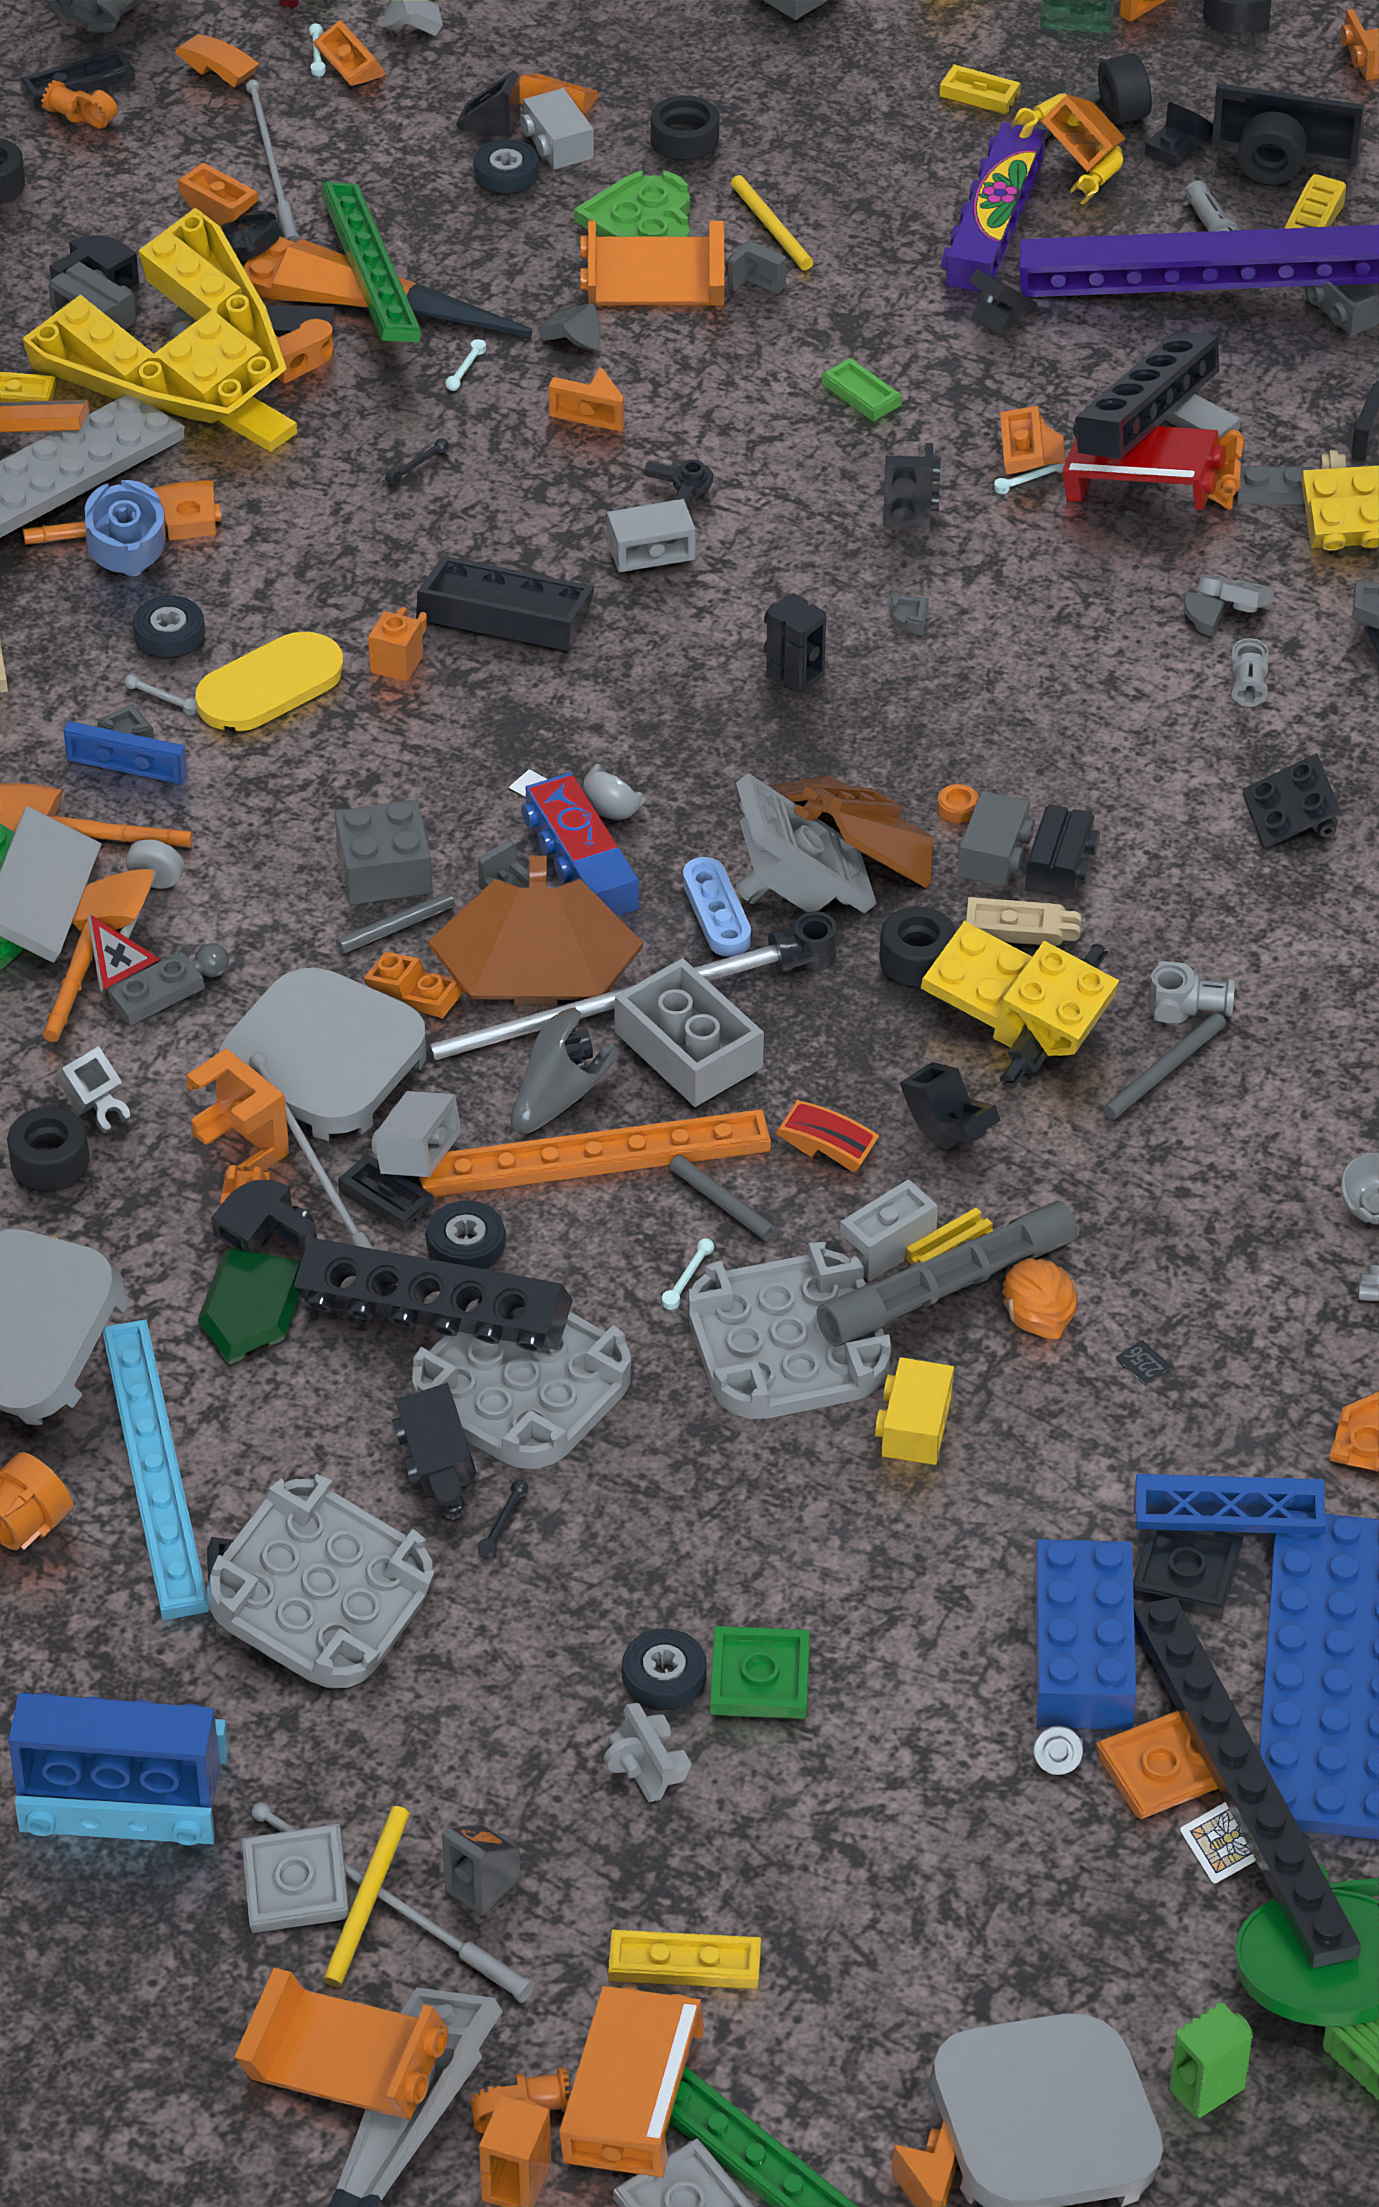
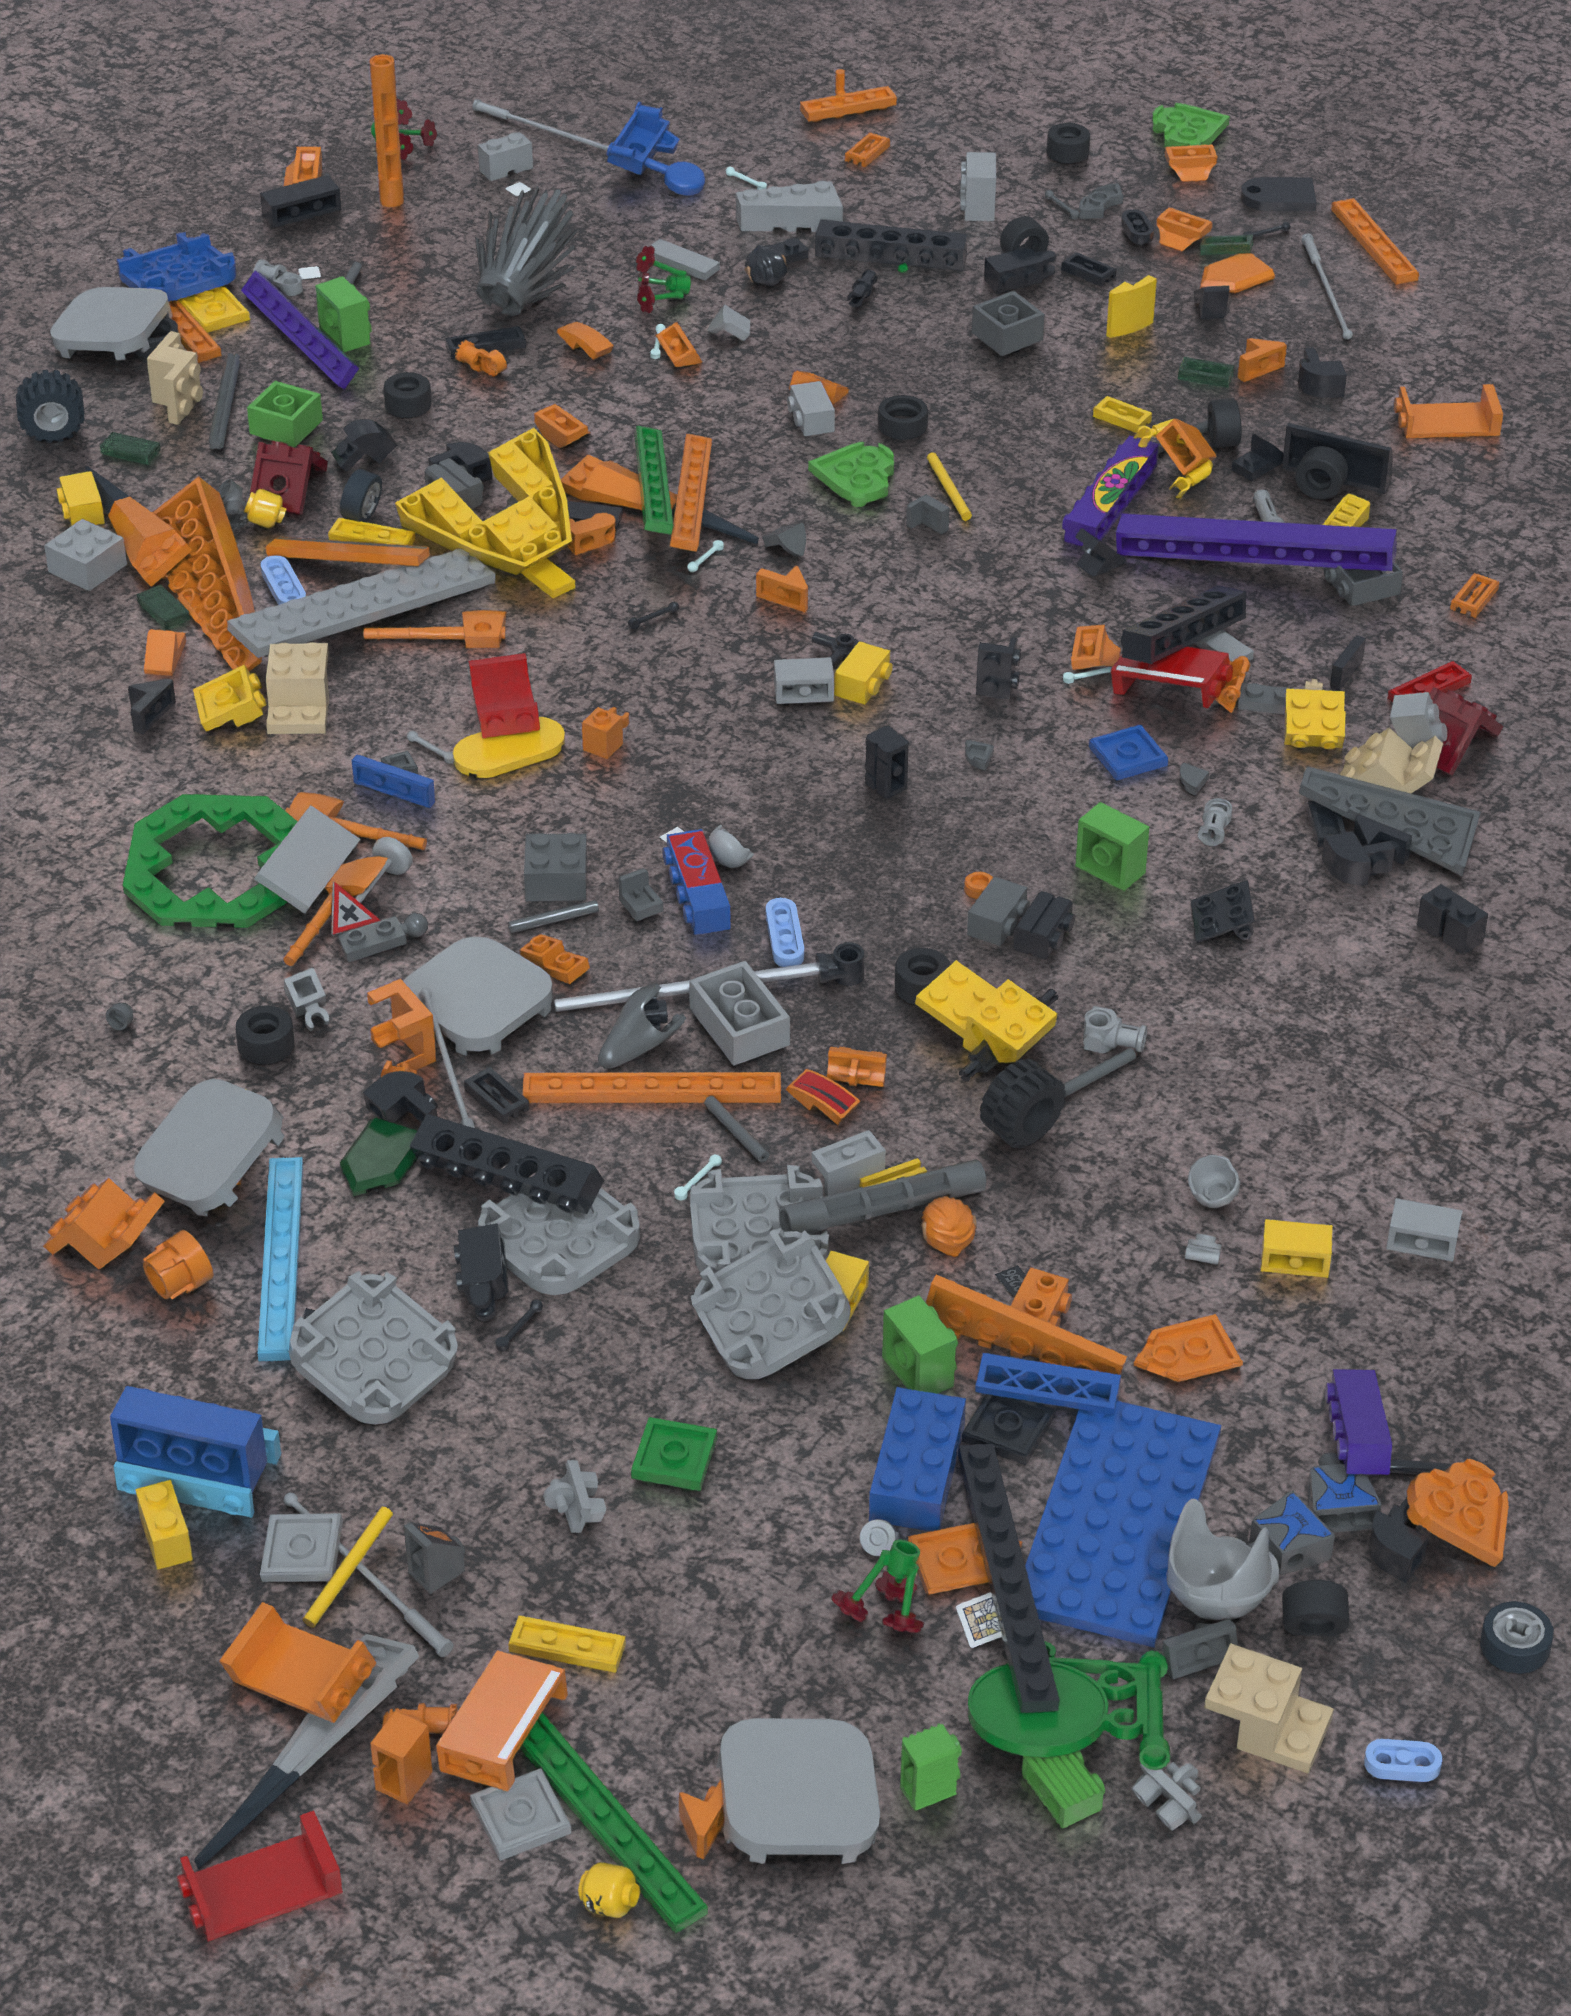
camera: 10 degrees right, 5 degrees down
(102, 1874) = (164, 1524): none -> yellow brick
(124, 527) = (432, 632): medium blue brick -> none
(169, 626) = (448, 703): black bush -> none
(245, 608) = (503, 695): none -> red panel
(252, 235) = (575, 456): black tile -> none
(283, 207) = (605, 440): light grey piece -> none
(417, 1134) = (526, 1056): light grey brick -> none
(426, 274) = (691, 492): none -> orange tile
(464, 1219) = (545, 1119): black bush -> none
(494, 109) = (771, 392): black slope -> none
(504, 602) = (689, 714): black slope -> none
(506, 166) = (769, 429): black bush -> none
(536, 942) = (644, 939): dark orange panel -> none
(654, 269) = (854, 506): orange panel -> none
(663, 1648) = (606, 1456): black bush -> none
(727, 513) = (862, 673): none -> yellow brick
(796, 855) = (848, 901): light grey brick -> none
(840, 1445) = (771, 1305): none -> light grey tile
(861, 389) = (983, 602): bright green tile -> none
(863, 1087) = (856, 1066): none -> orange hips
(866, 823) = (907, 889): dark orange panel -> none
(943, 1106) = (911, 1087): black brick -> none
(1024, 921) = (999, 967): tan hinge -> none
(1050, 1478) = (919, 1346): none -> bright green brick
(1091, 1417) = (1008, 1327): none -> orange wing
(1097, 1812) = (895, 1583): none -> plant
(1102, 1114) = (1022, 1103): none -> black tyre
(1109, 585) = (1128, 752): none -> blue tile
(1127, 727) = (1112, 846): none -> bright green brick
(1187, 1398) = (1043, 1296): none -> orange brick
(1244, 594) = (1225, 769): light grey plate -> none

